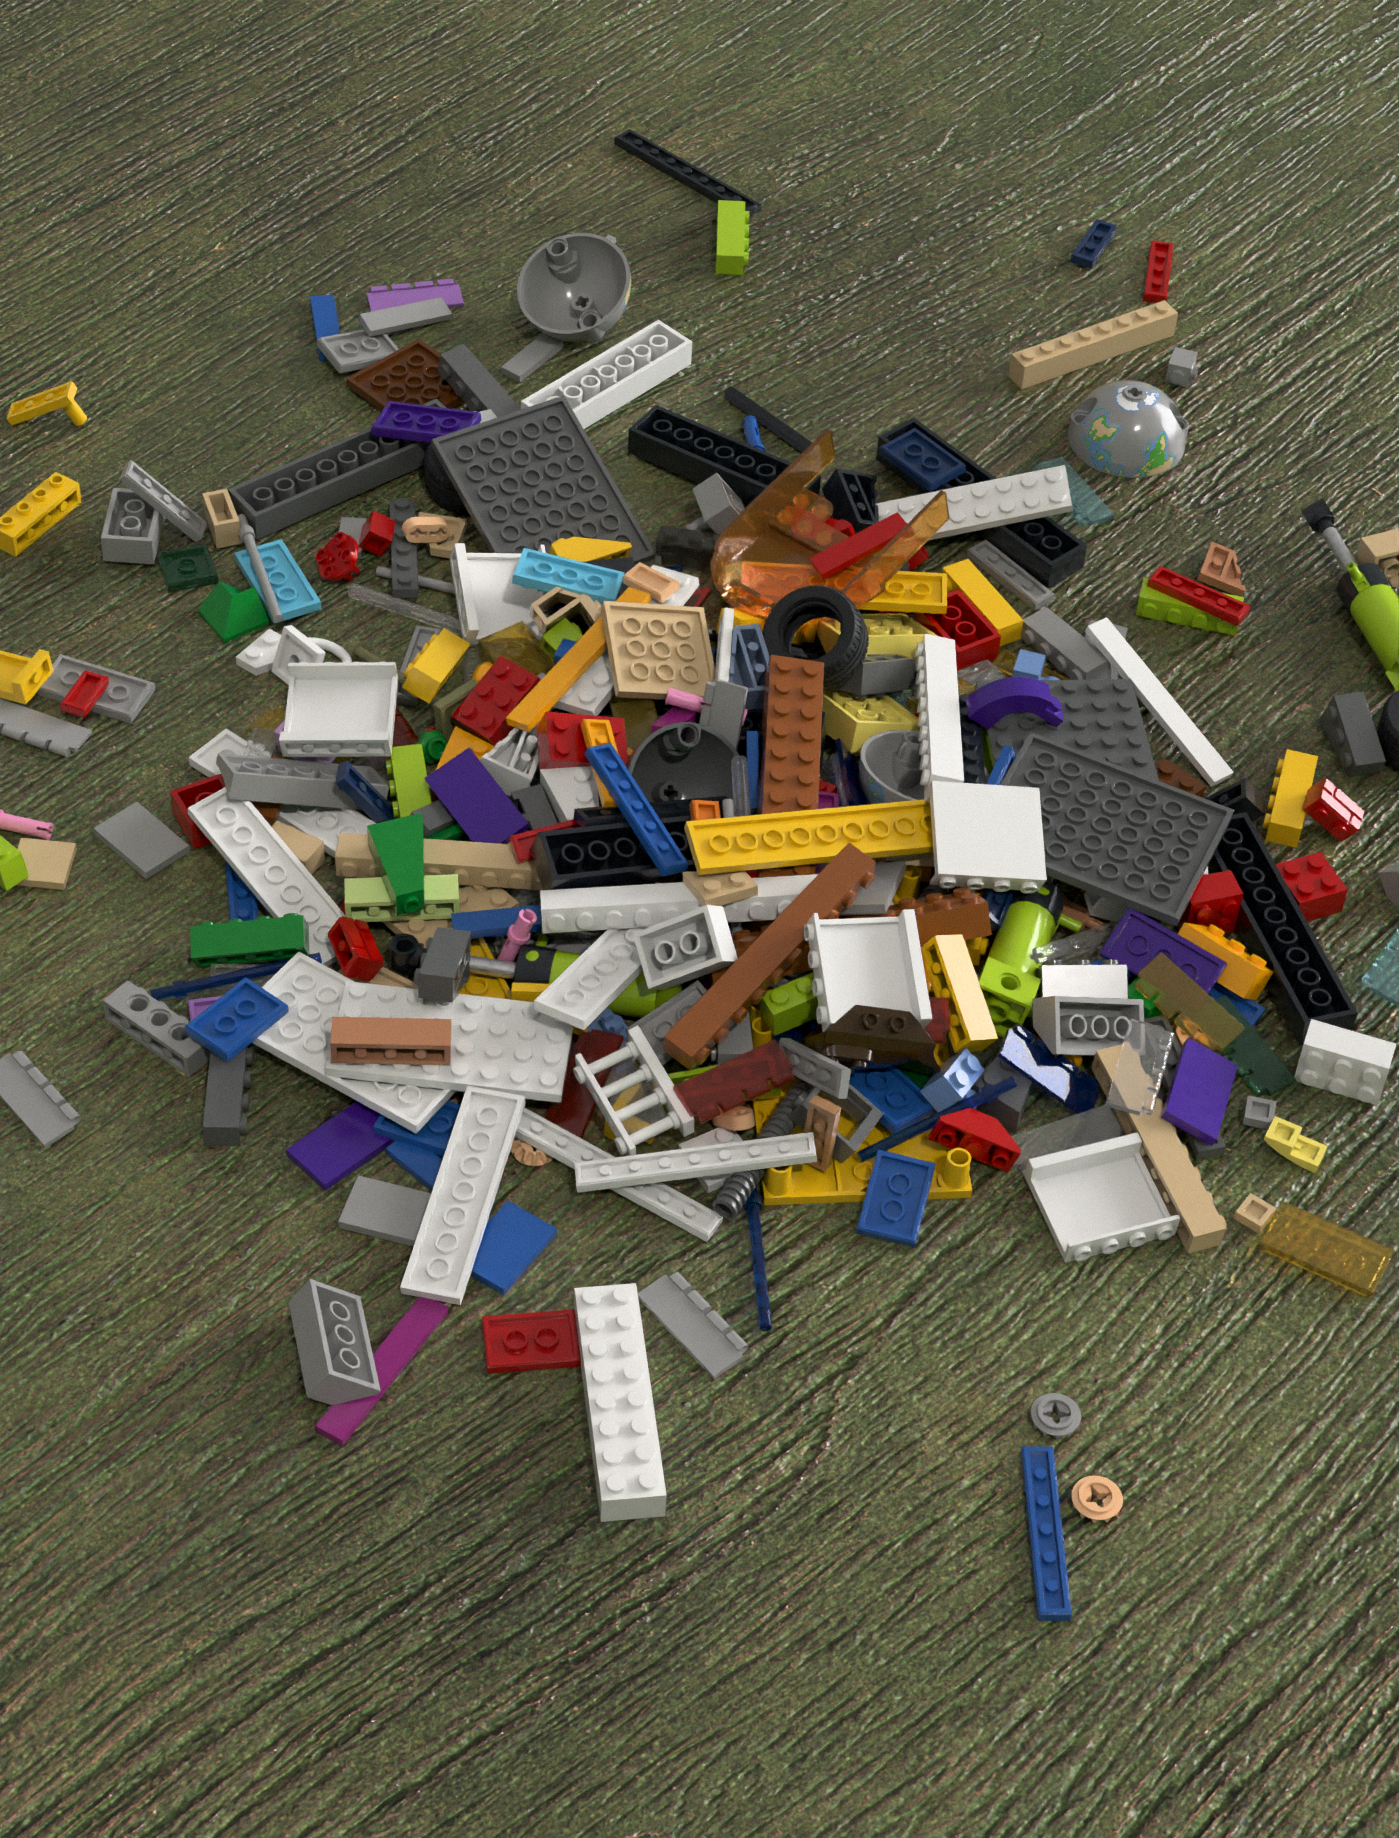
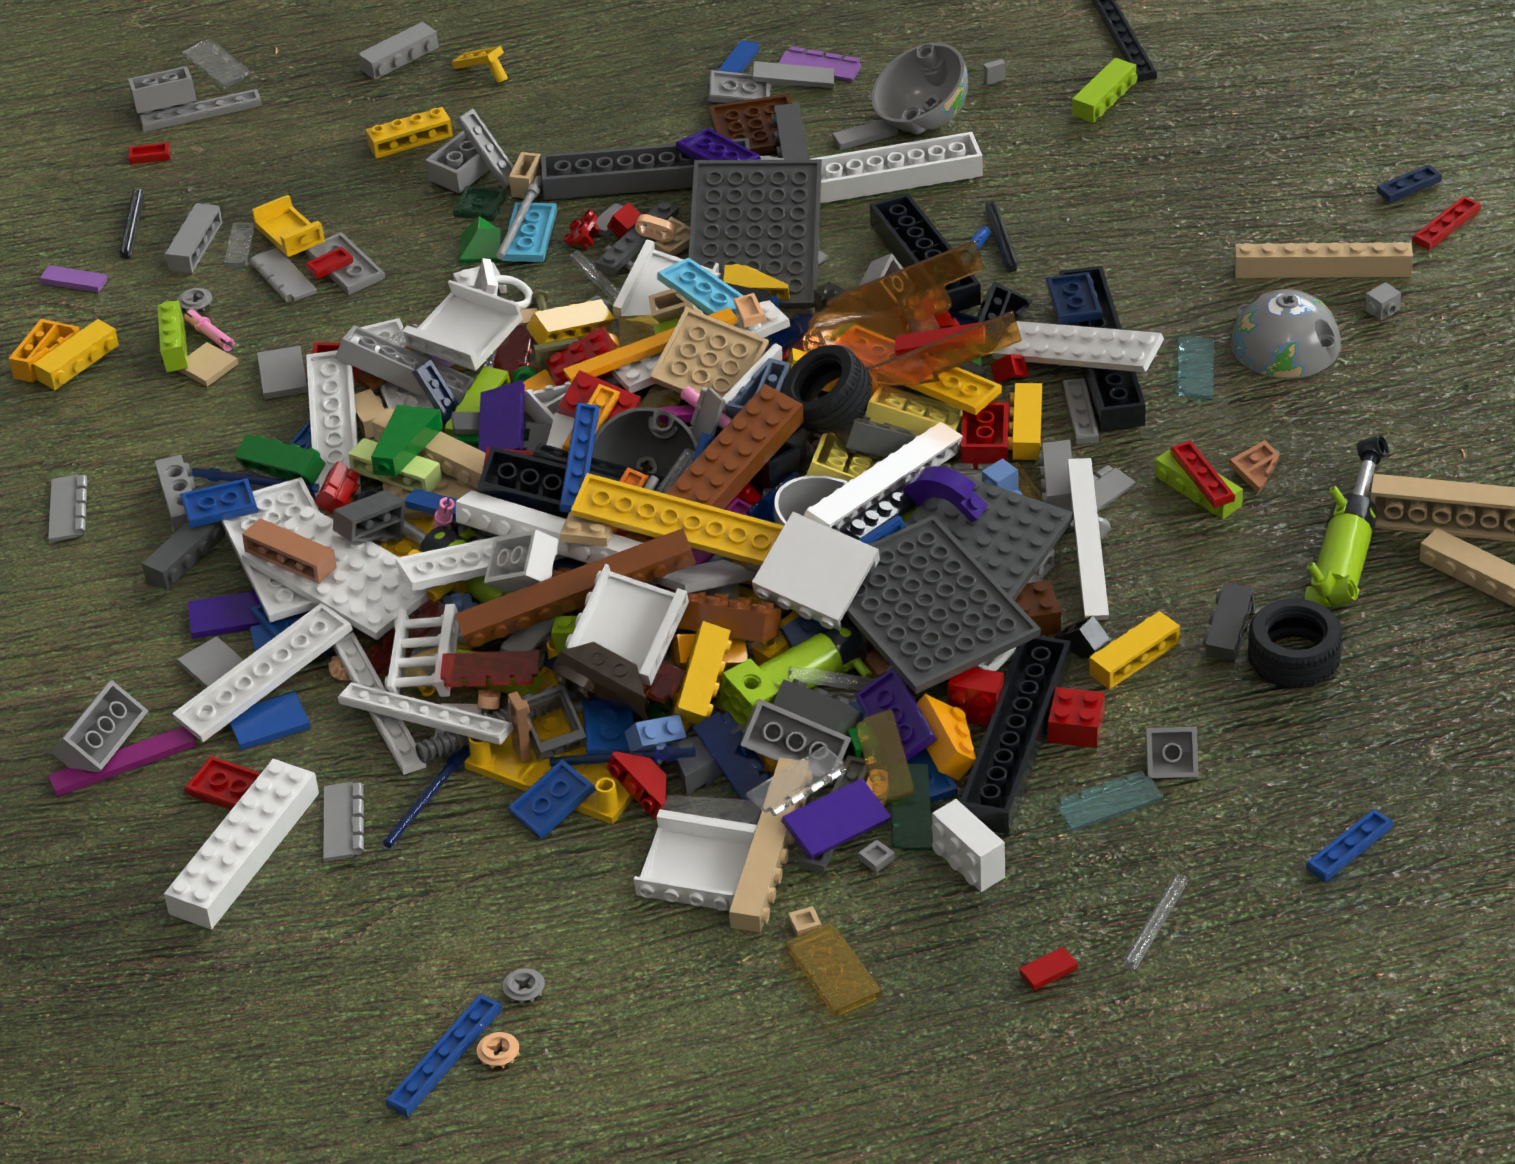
camera: 40 degrees right, 5 degrees down
(816, 1068) = (543, 678): light grey tile -> none
(1287, 1141) = (880, 889): light yellow slope -> none
(1333, 810) = (1150, 668): red brick -> none

